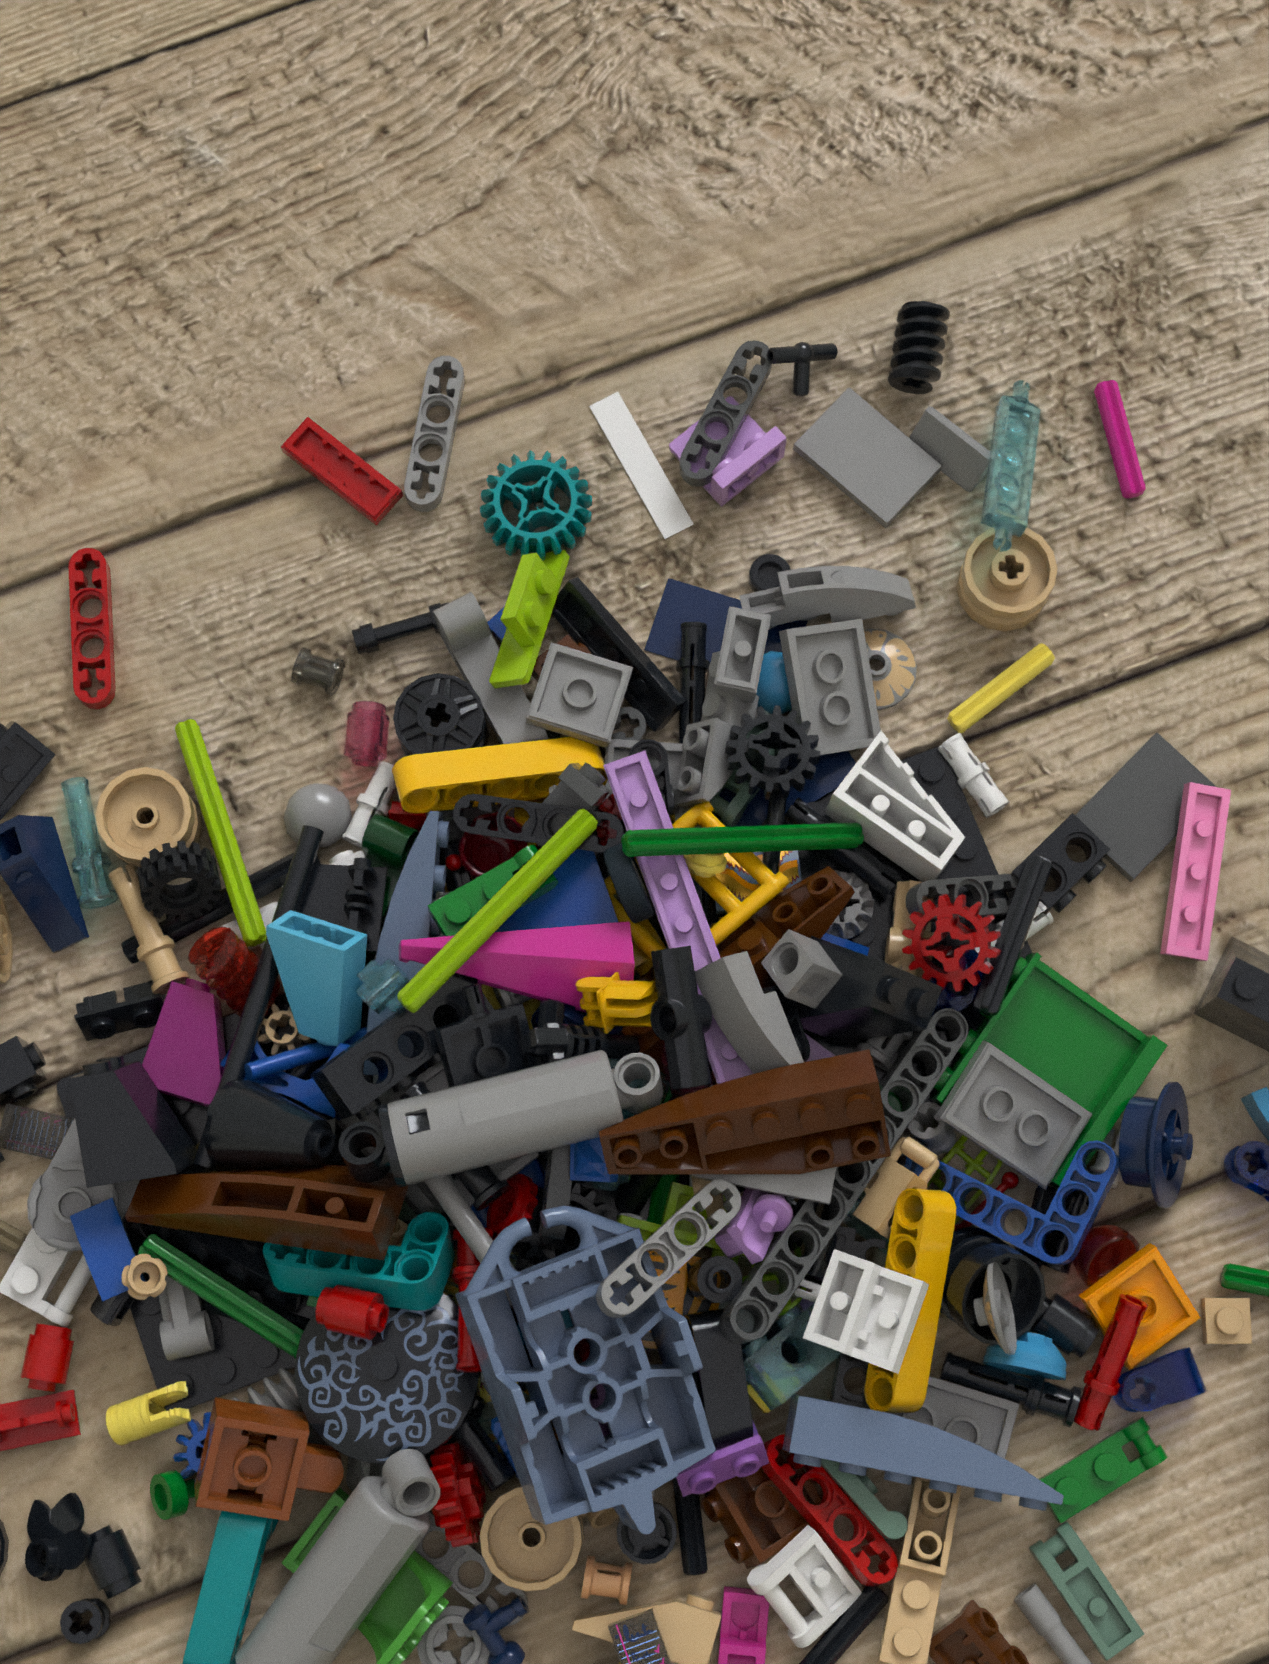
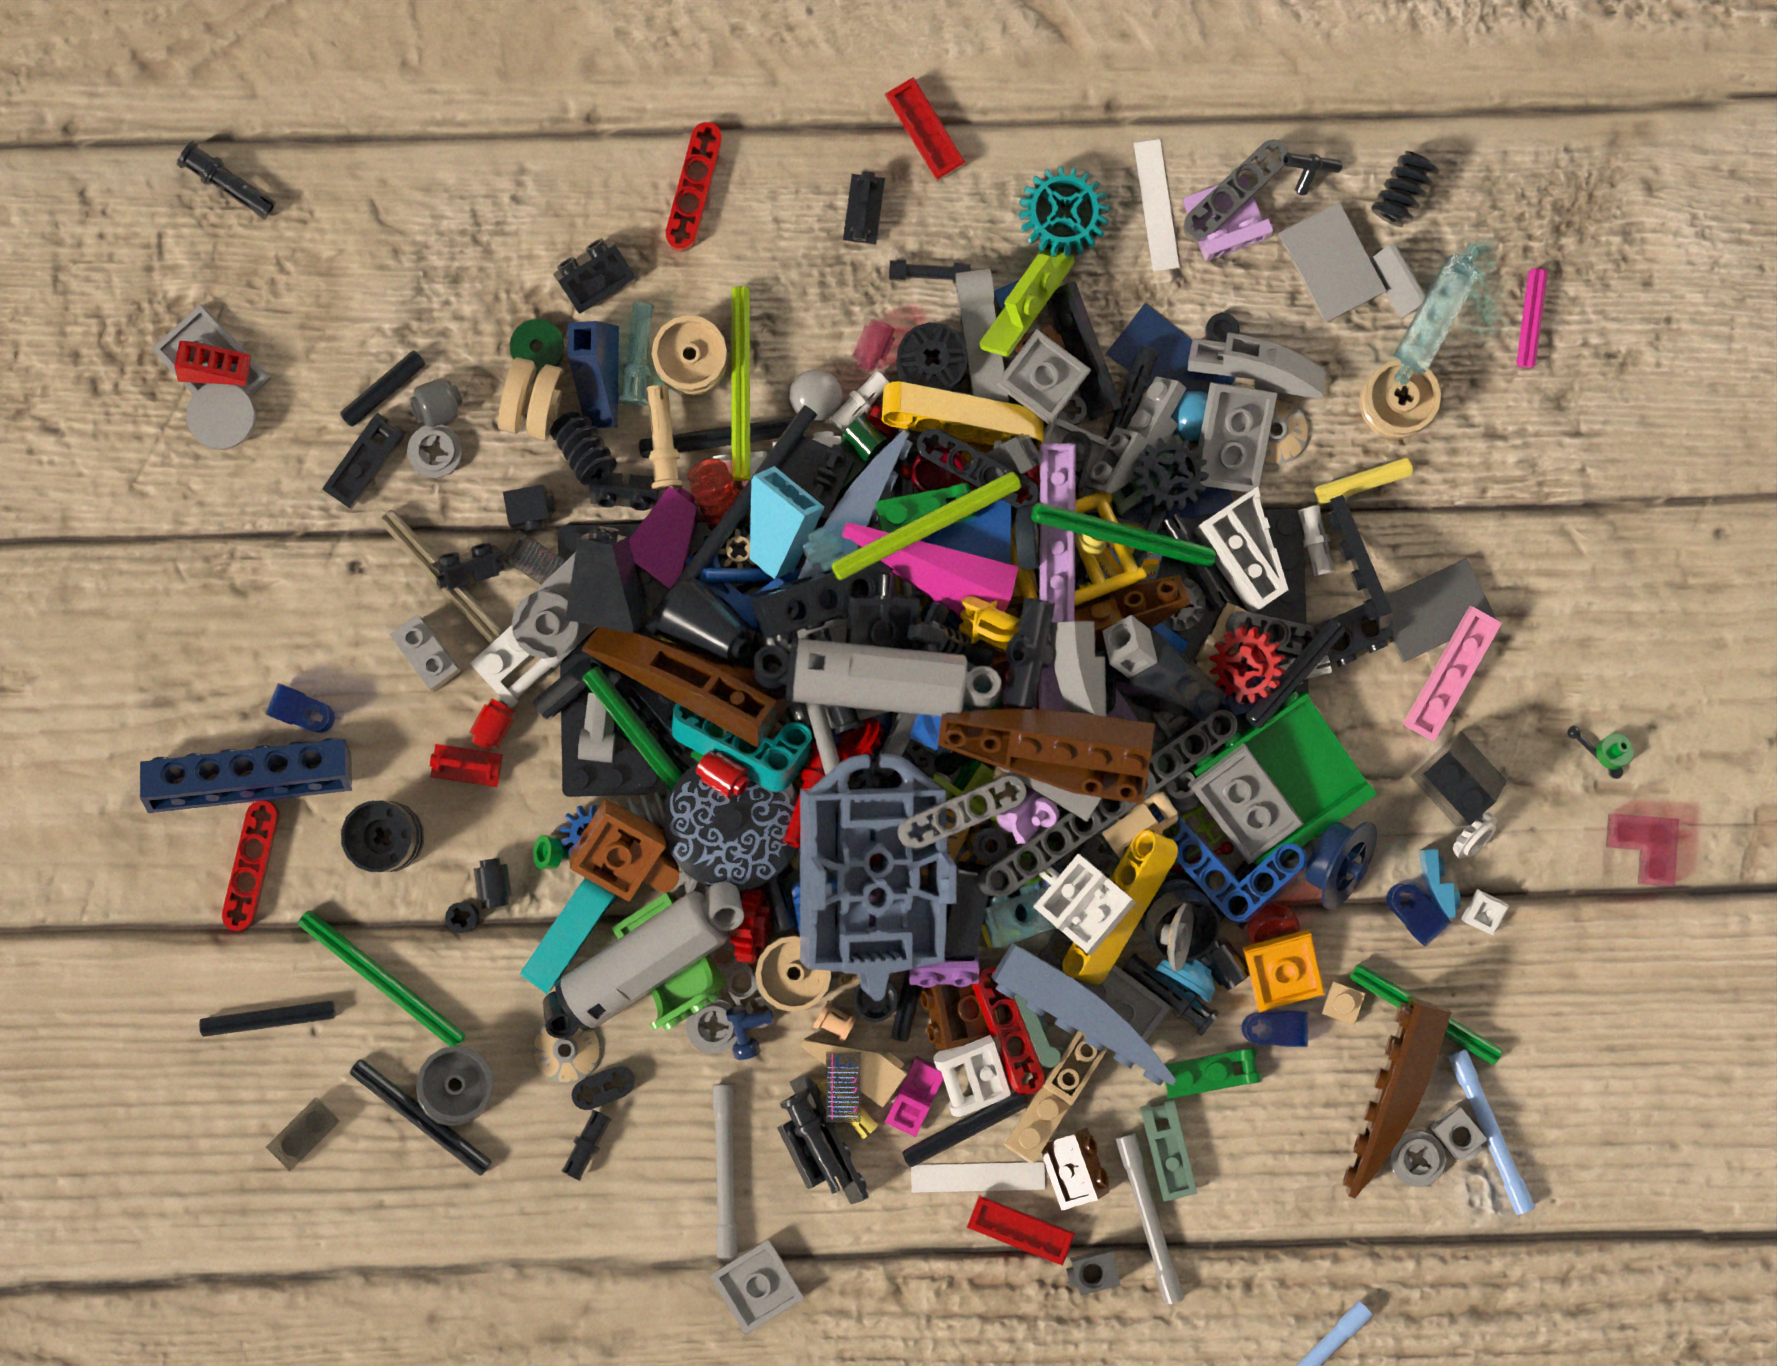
camera: 15 degrees right, 10 degrees up
(52, 974) = (583, 448): none -> black piece
(56, 1538) = (459, 853): black plate -> none
(104, 1246) = (562, 665): blue slope -> none
(144, 1264) = (592, 696): tan plate -> none
(146, 1414) = (548, 790): light yellow hinge -> none
(175, 864) = (698, 412): black tyre -> none
(301, 582) = (864, 208): none -> black hinge
(317, 671) = (853, 283): clear smoke bush -> none
(434, 433) = (1004, 122): light grey beam -> none
(742, 653) = (1176, 388): light grey slope -> none
(1046, 787) = (1364, 574): none -> black plate
(1103, 1378) = (1237, 1011): red pin -> none

